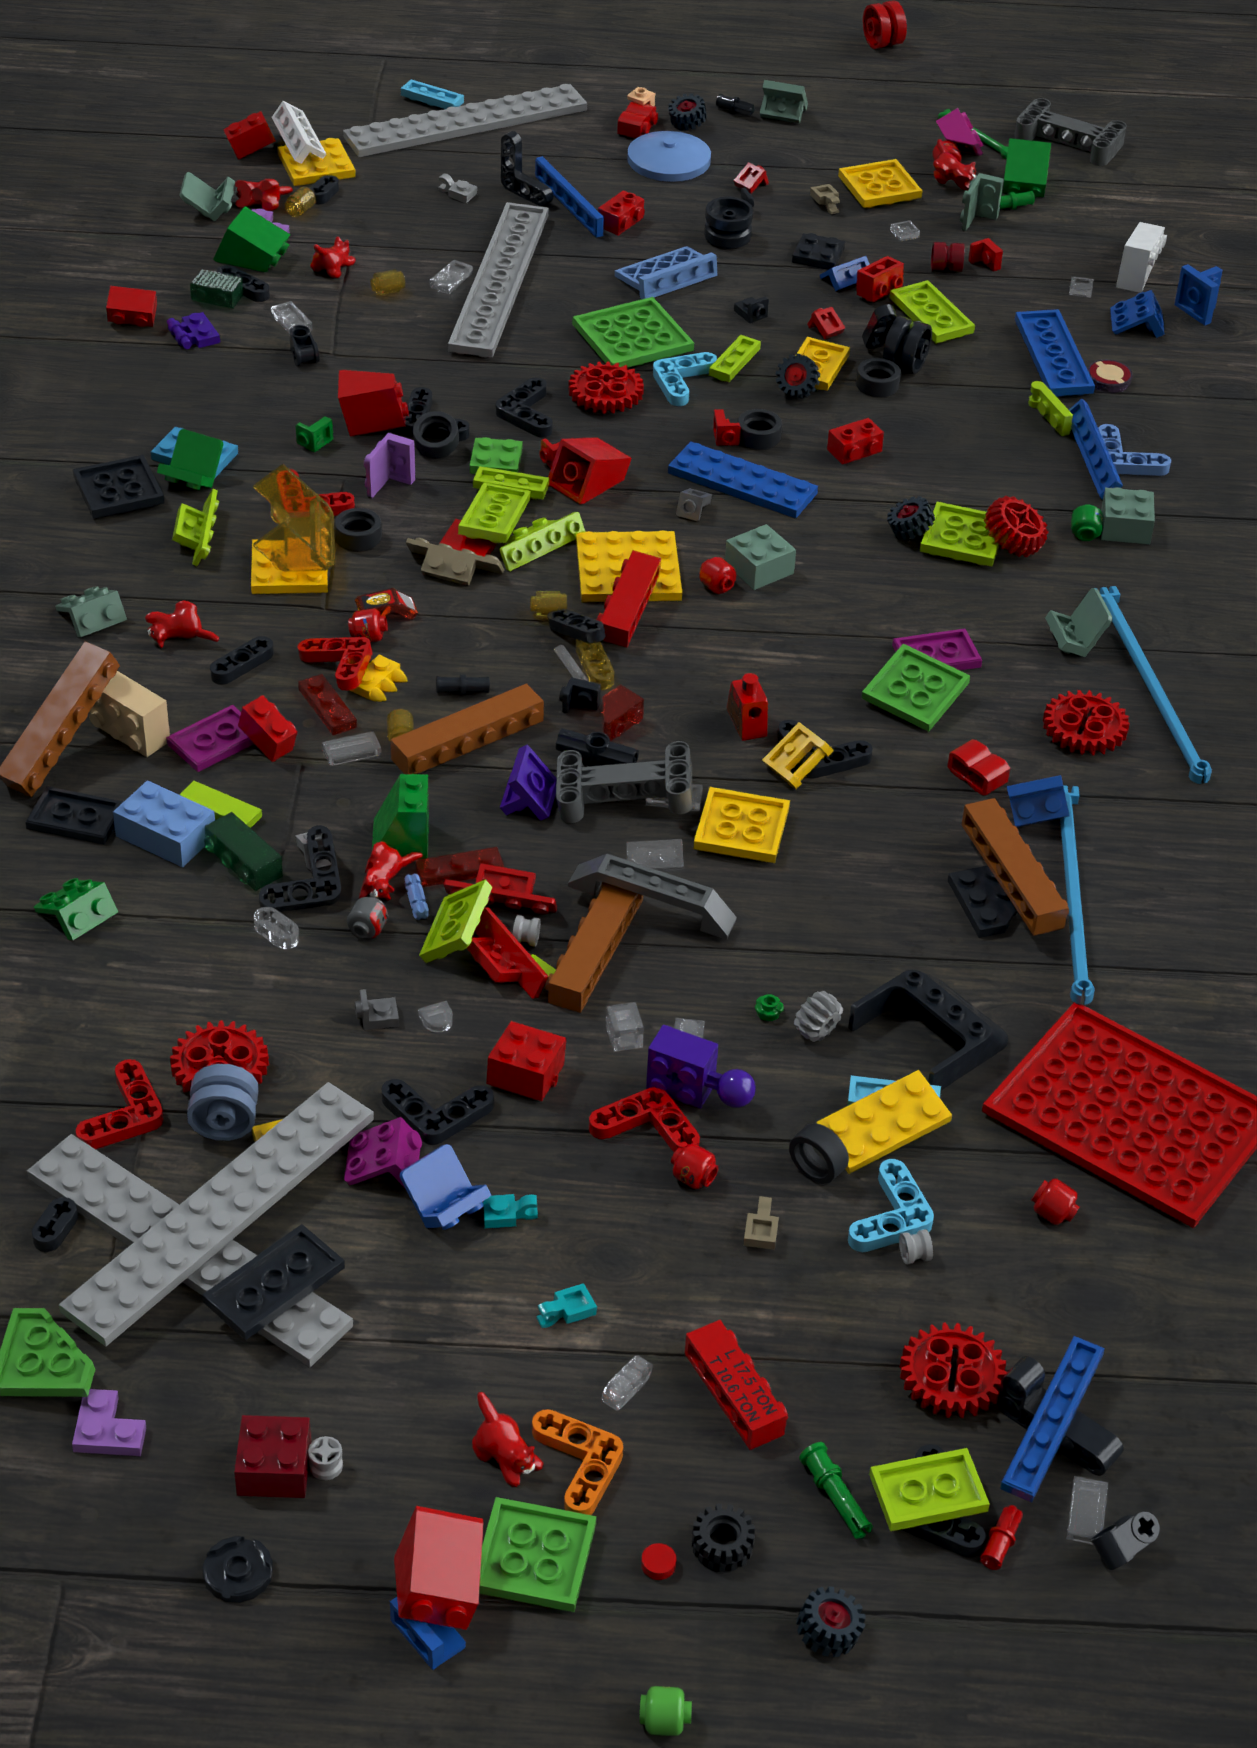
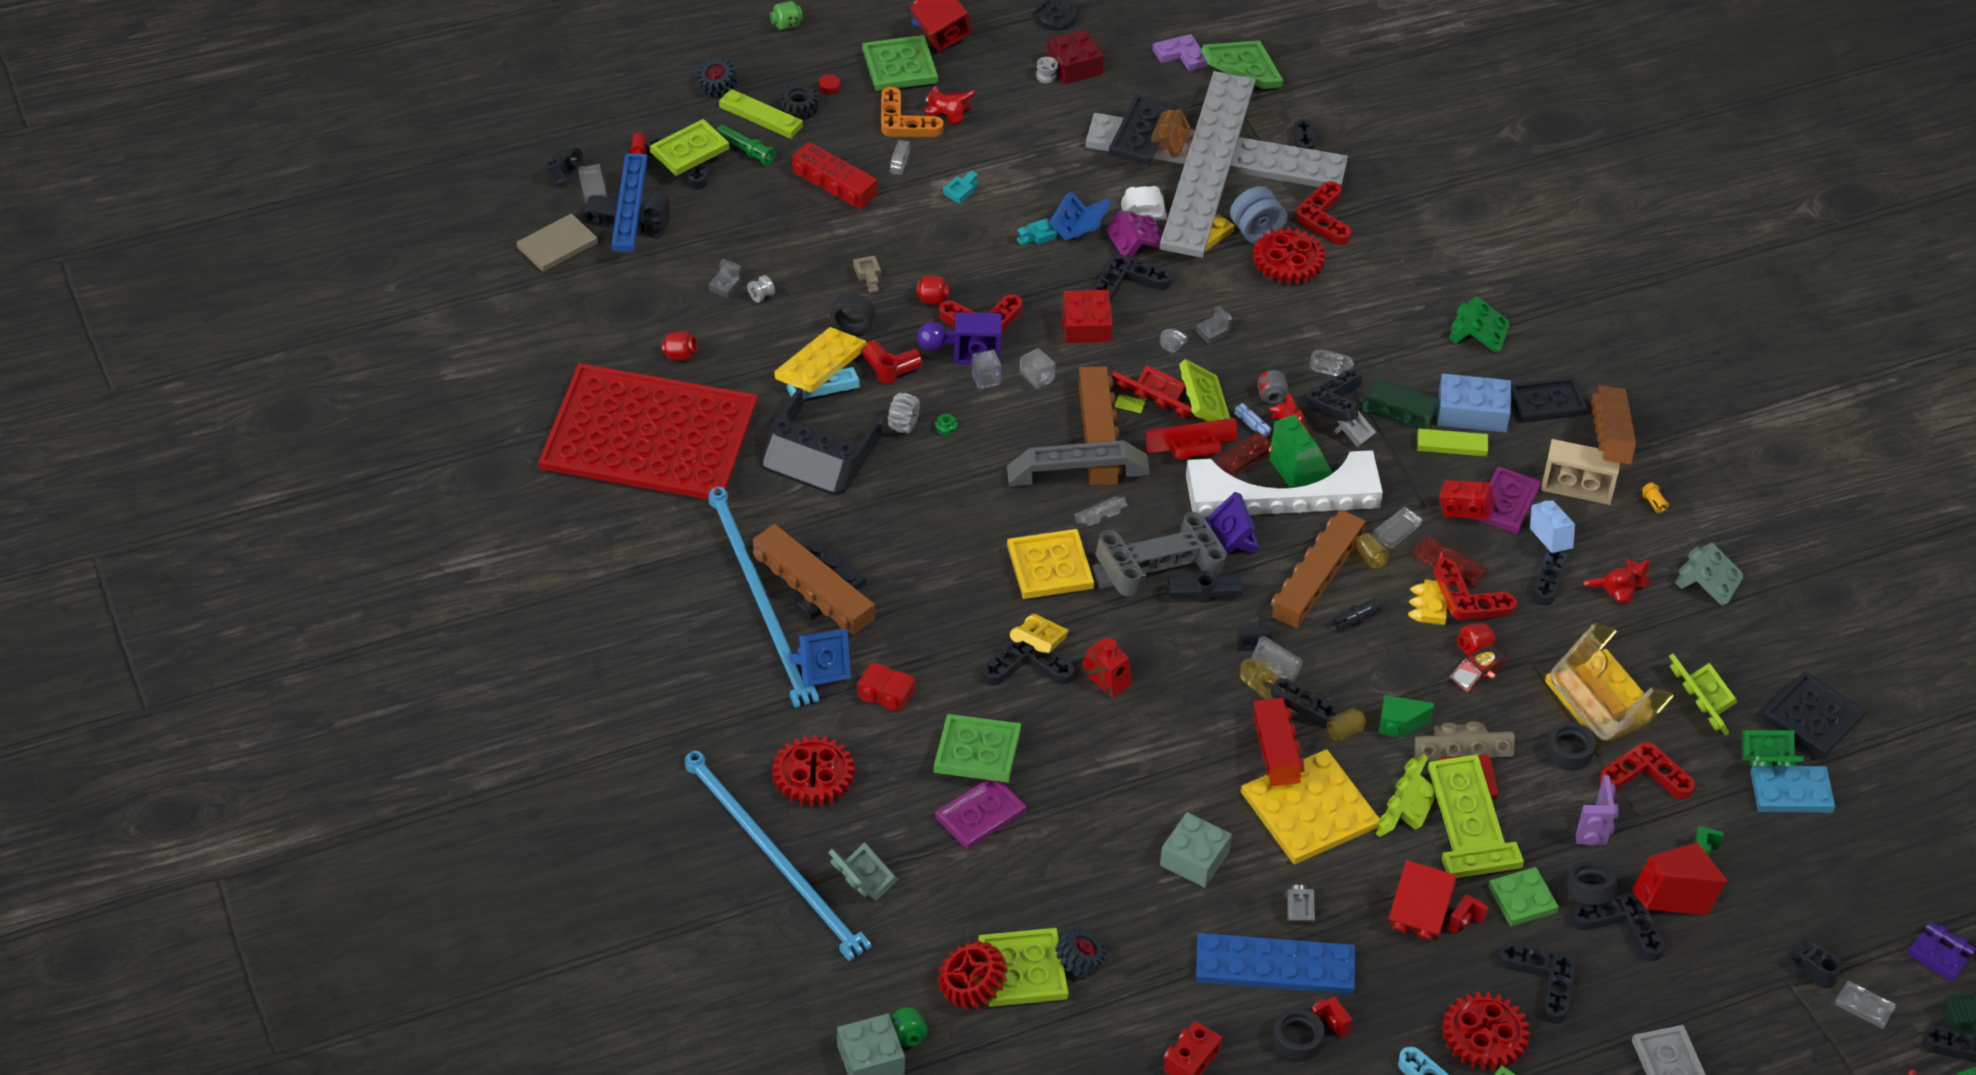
camera: 155 degrees right, 5 degrees up
(205, 679) = (1552, 526): none -> light blue brick
(245, 1252) = (1173, 130): none -> clear orange bracket
(347, 1193) = (1144, 202): none -> white cylinder
(490, 592) = (1403, 716): none -> green slope
(515, 828) = (1350, 487): none -> white arch
(527, 930) = (1153, 414): light grey wheel -> none
(621, 711) = (1212, 631): clear red slope -> none
(717, 575) = (1221, 812): red head -> none
(786, 1543) = (760, 113): none -> lime plate
(799, 1086) = (889, 365): none -> red piece
(902, 1215) = (781, 315): medium azure beam -> none
(928, 1367) = (689, 229): red gear -> none
(955, 1283) = (726, 279): none -> flat silver bracket
(1168, 1427) = (557, 242): none -> dark tan tile

